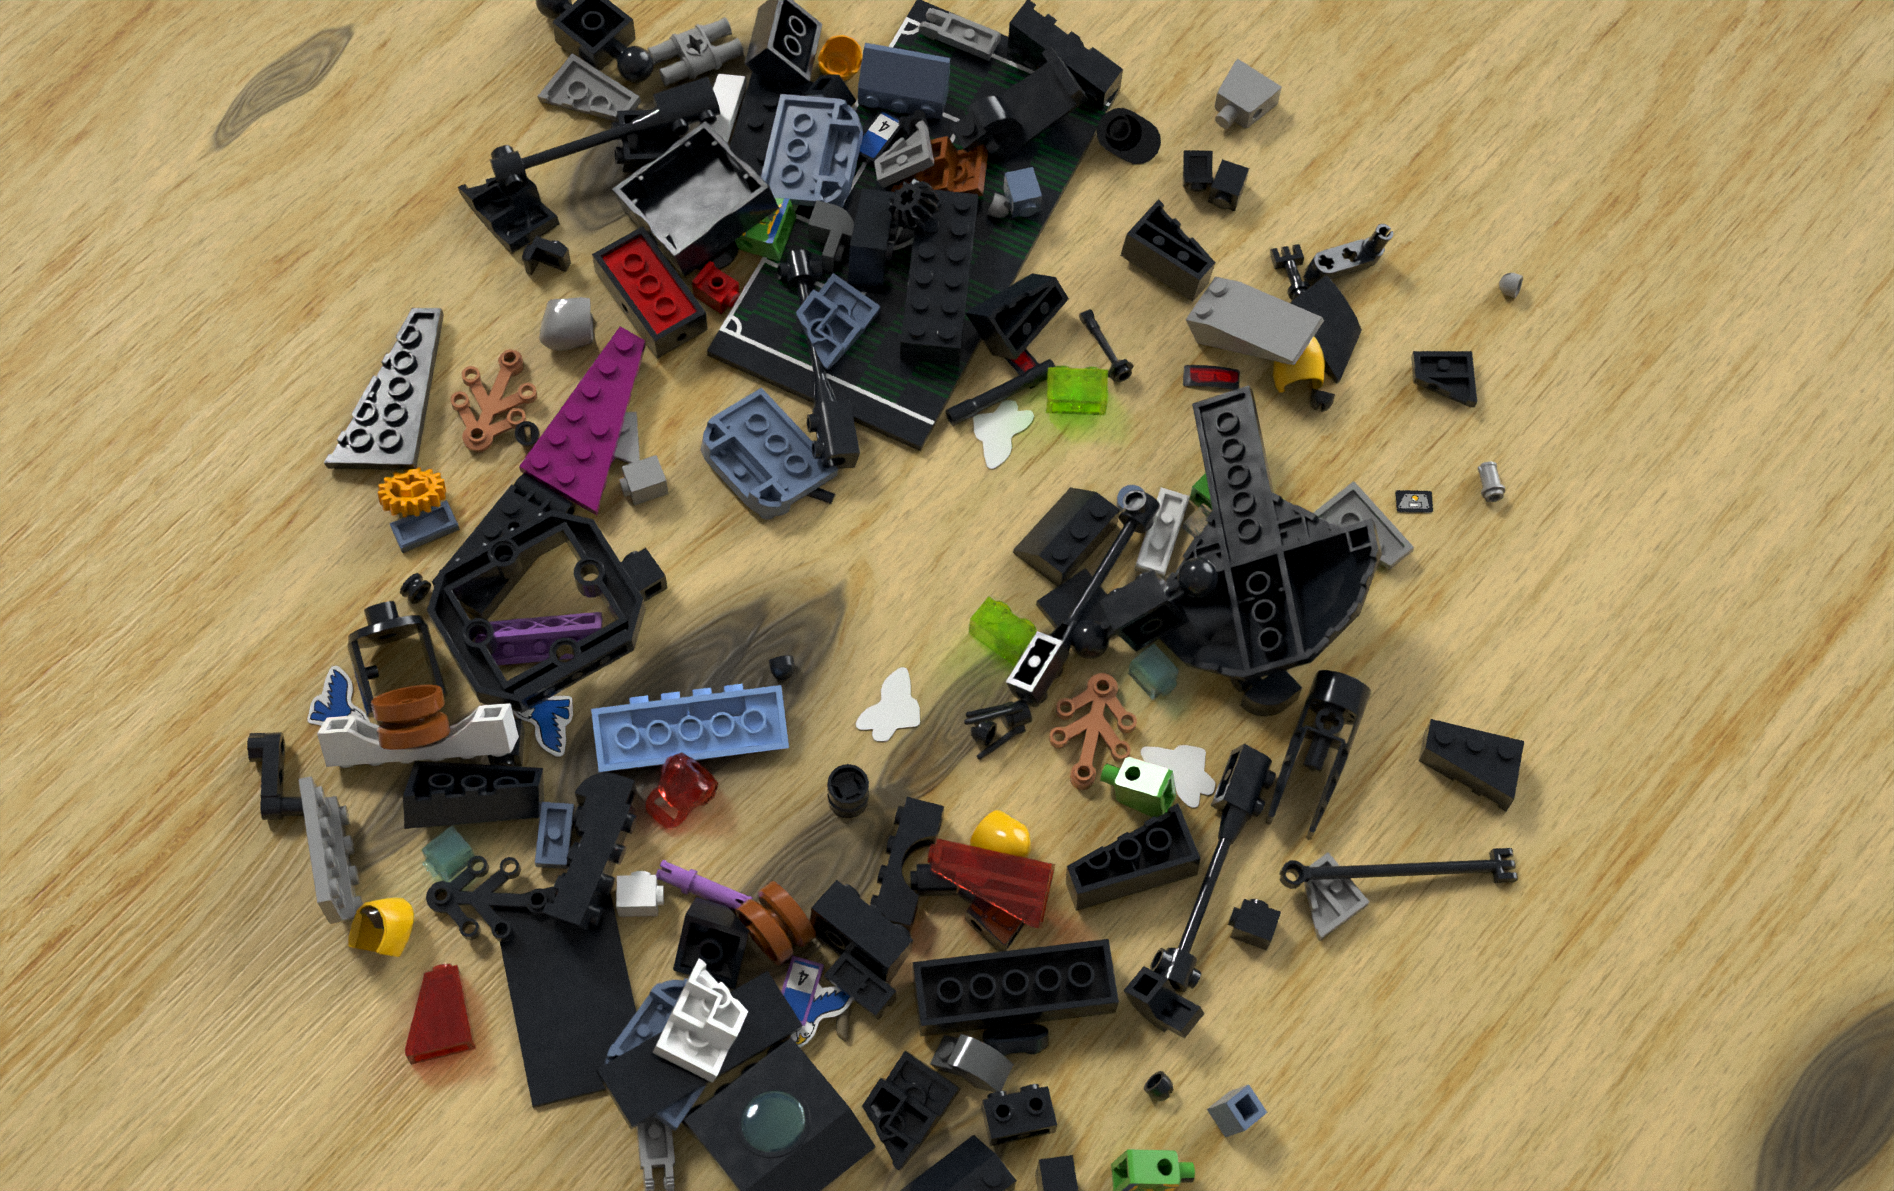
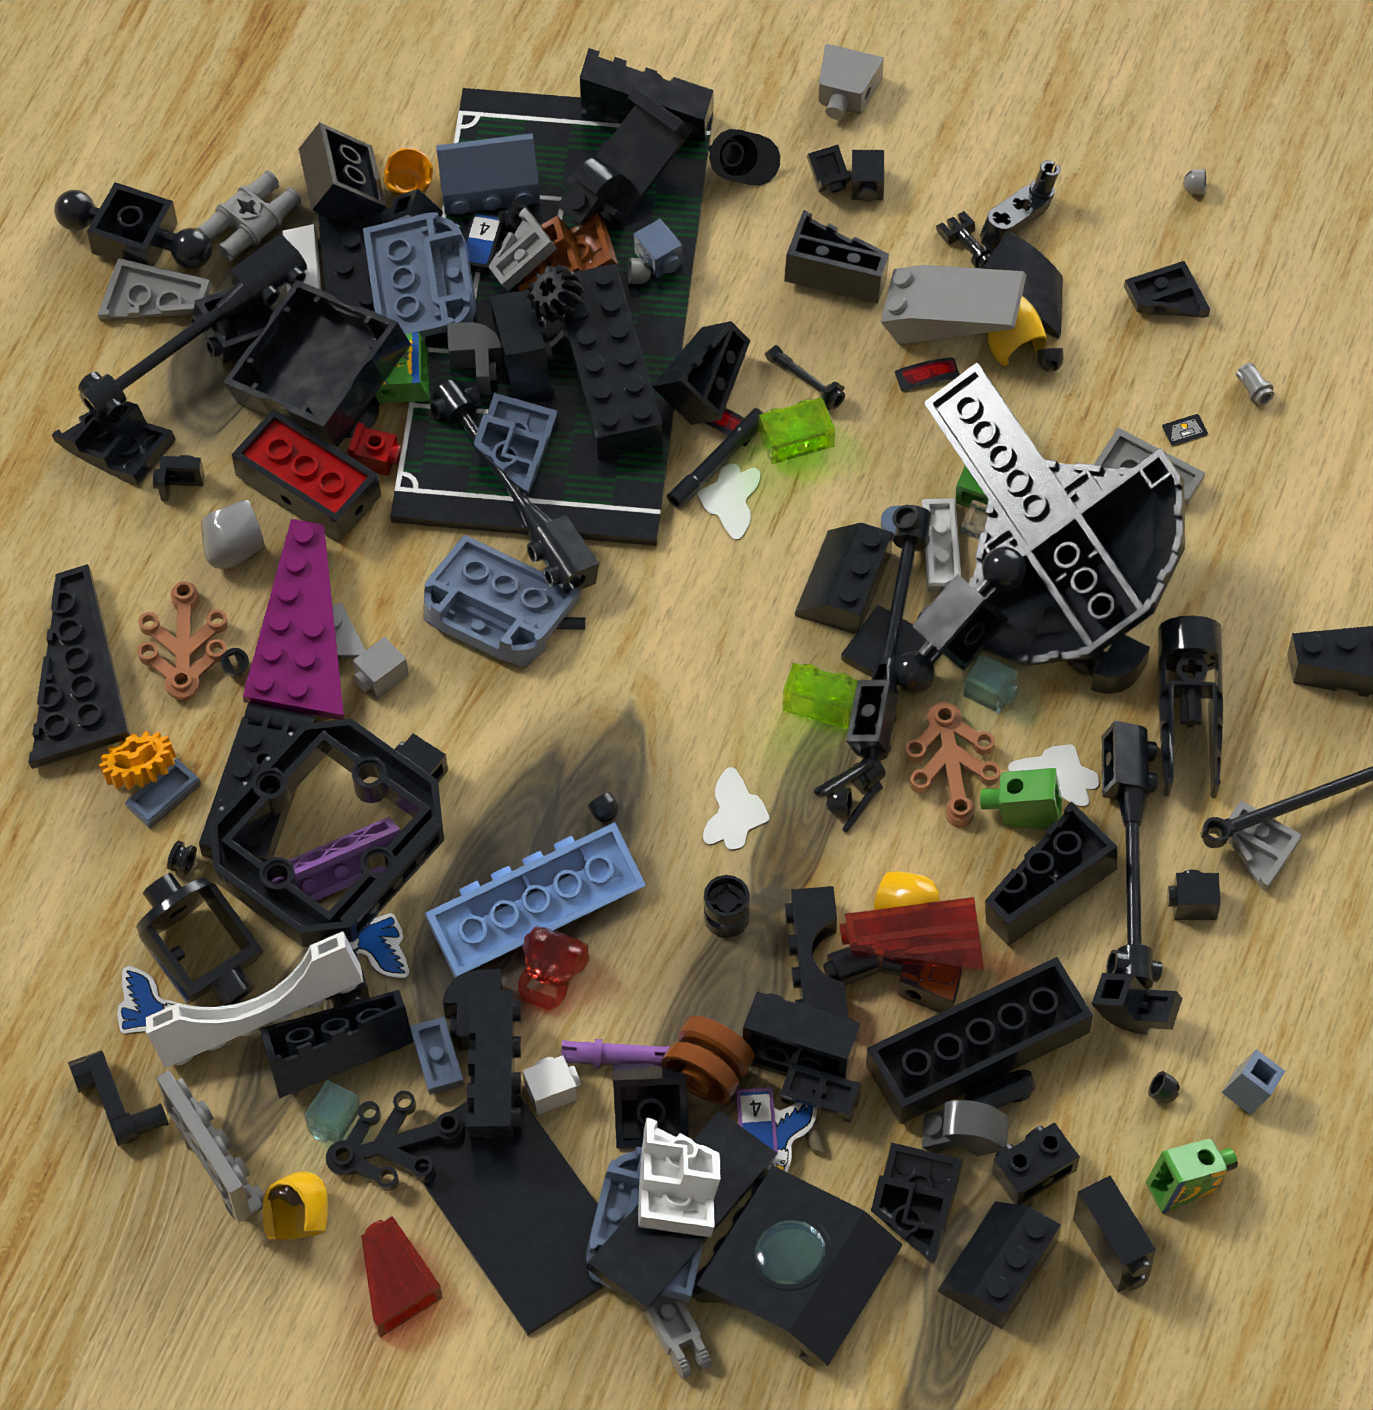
camera: 15 degrees left, 5 degrees down
(410, 717) = (243, 980): dark orange wheel -> none
(960, 33) = (524, 108): light grey hinge -> none

